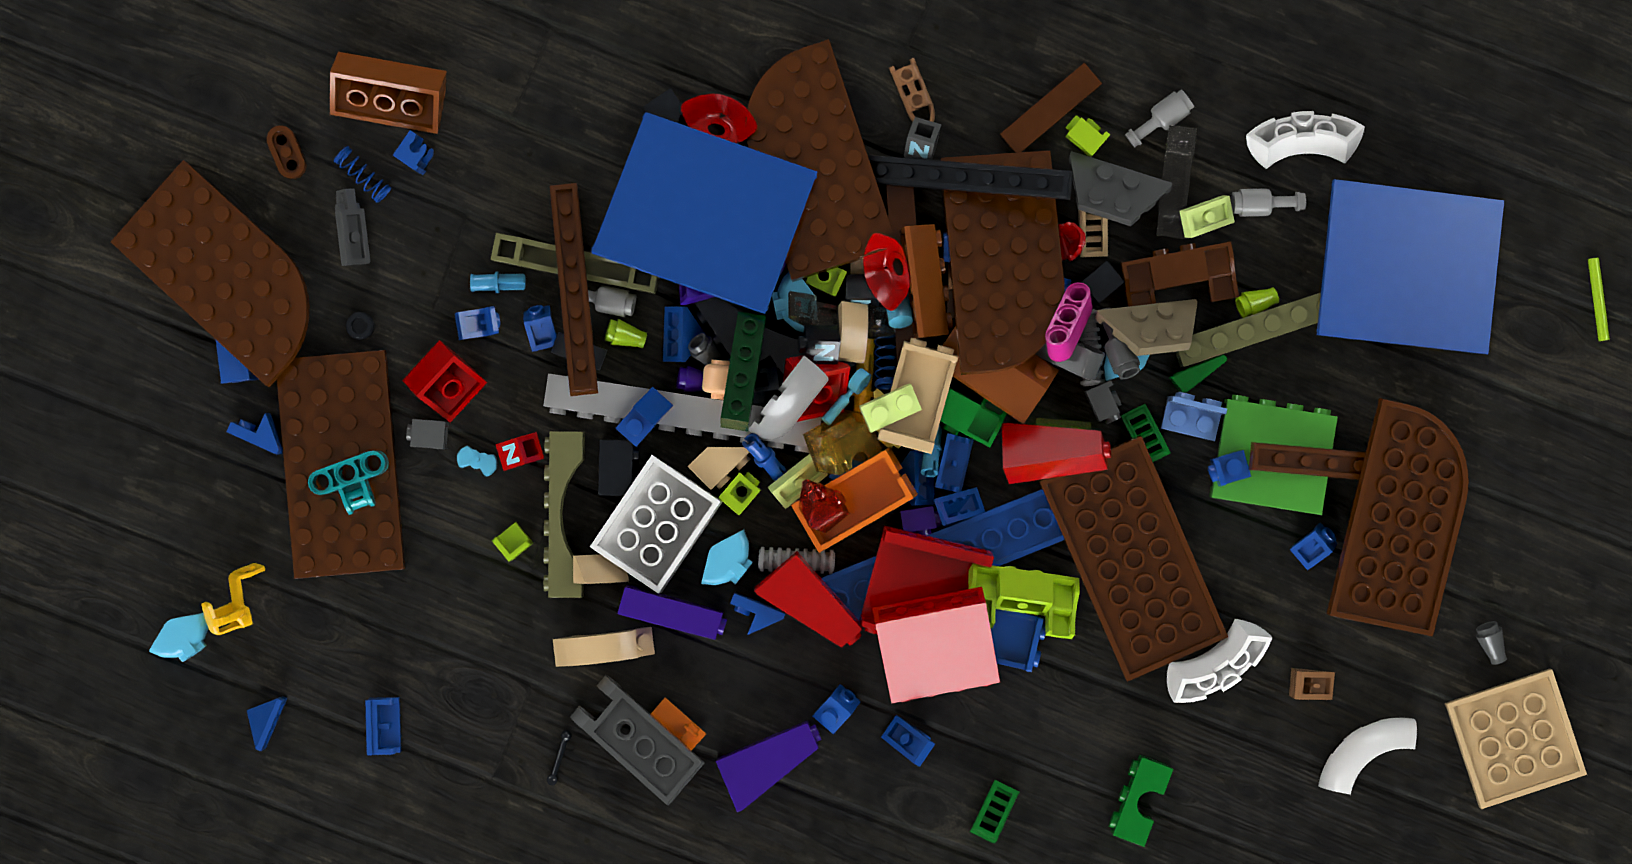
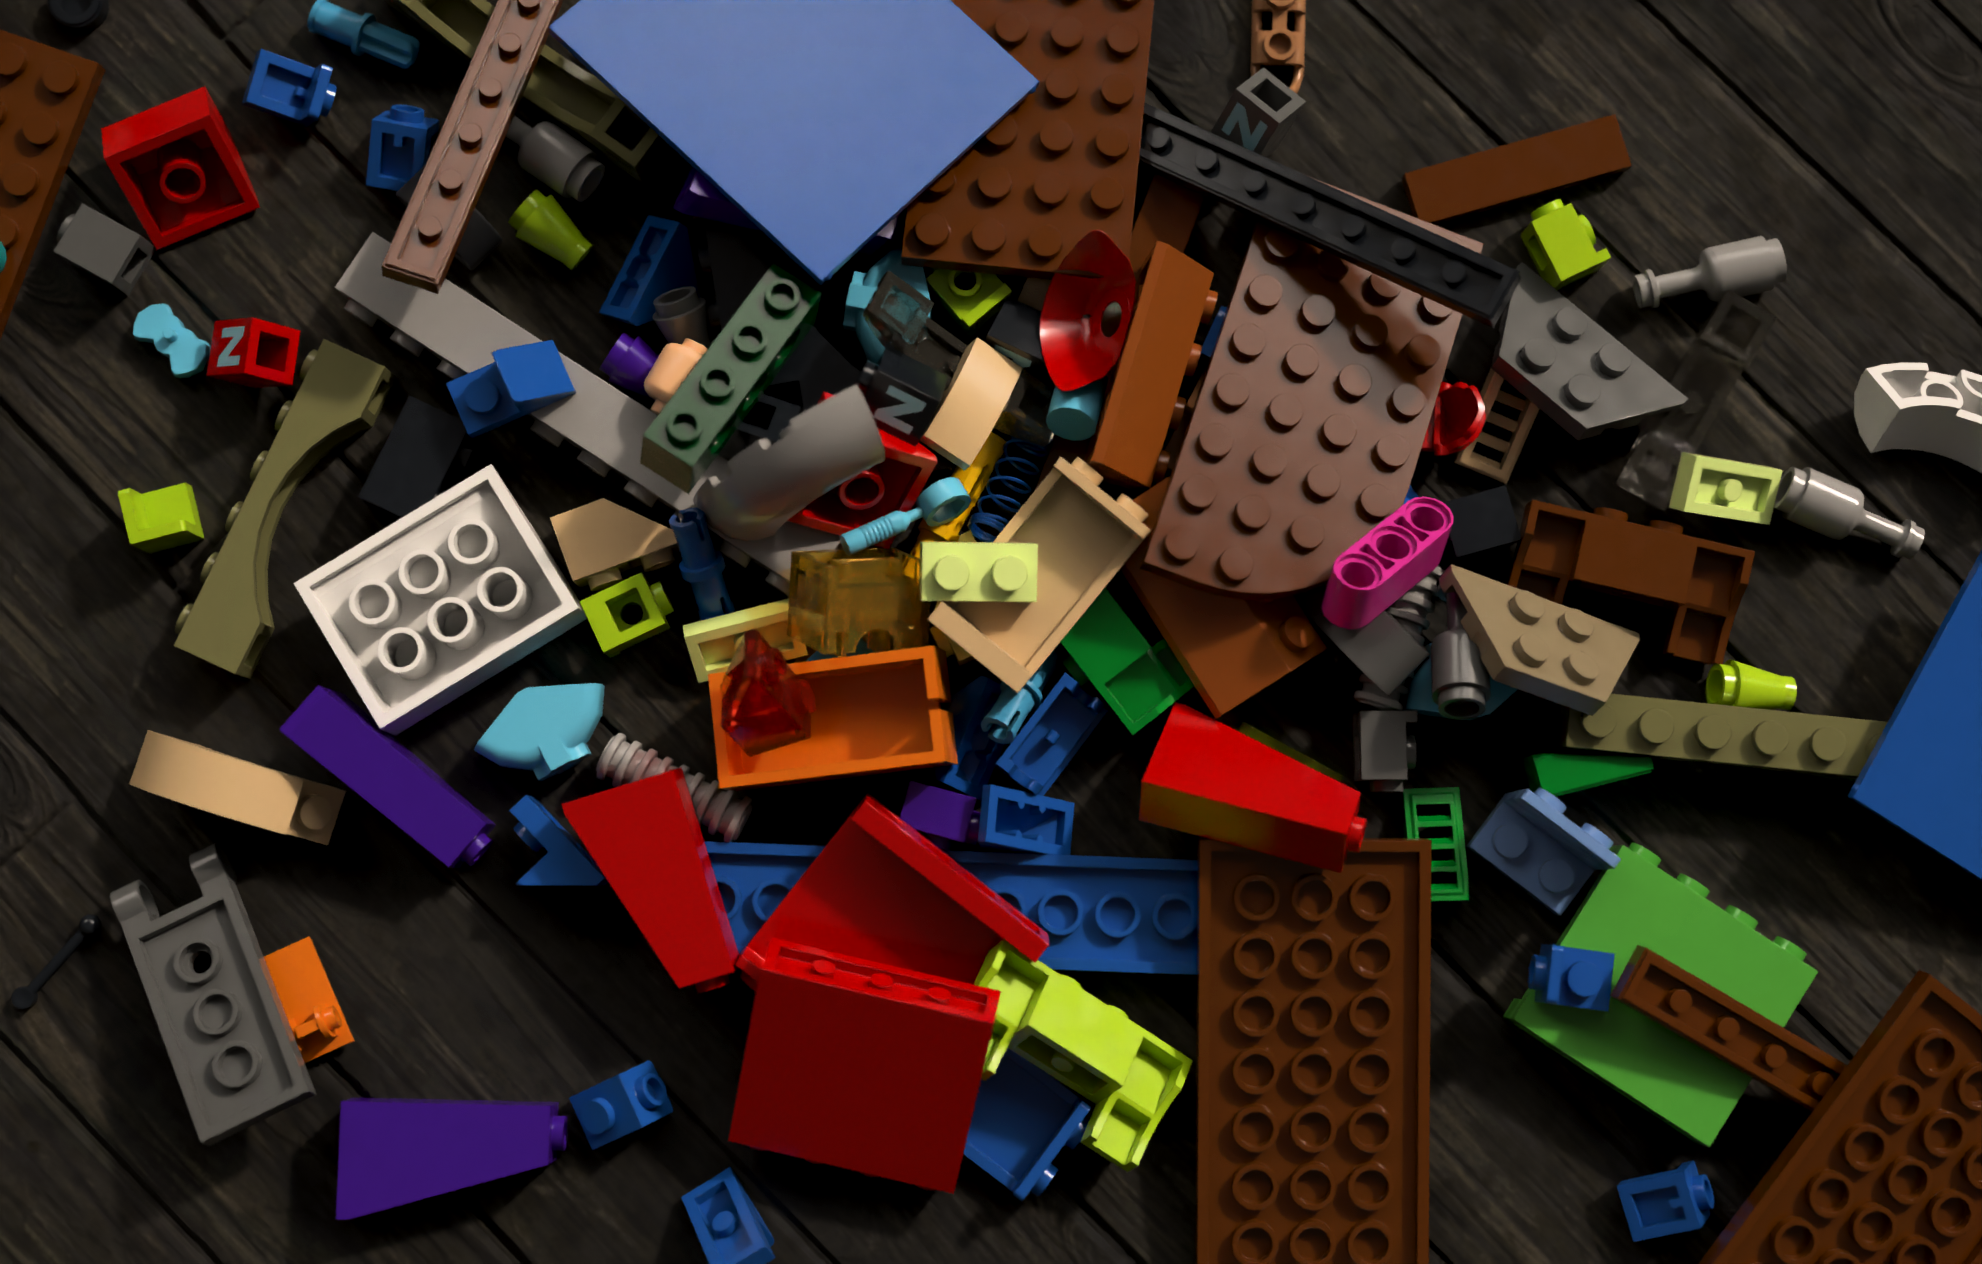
camera: 25 degrees right, 5 degrees down
(596, 569) = (287, 634): tan slope -> none

